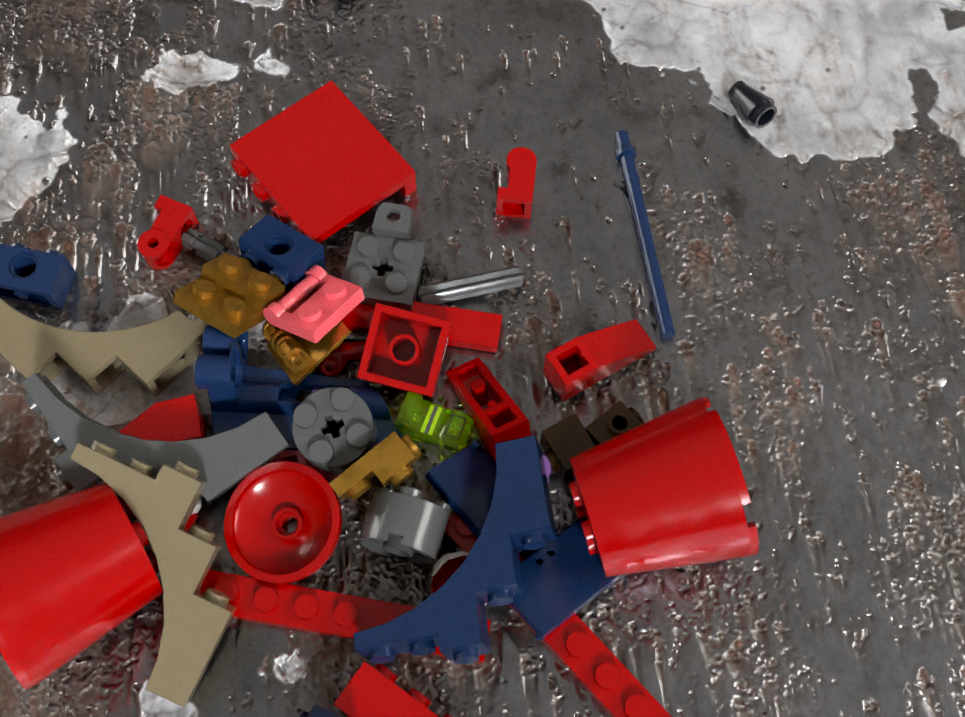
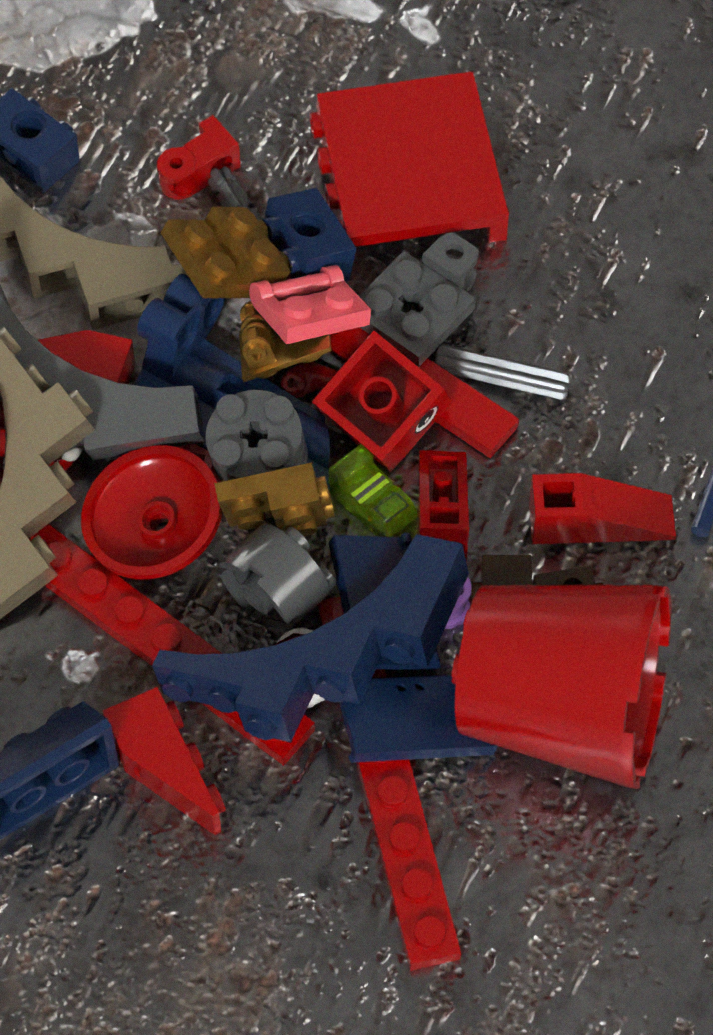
camera: 30 degrees right, 5 degrees down
(520, 174) = (627, 286): red leg -> none

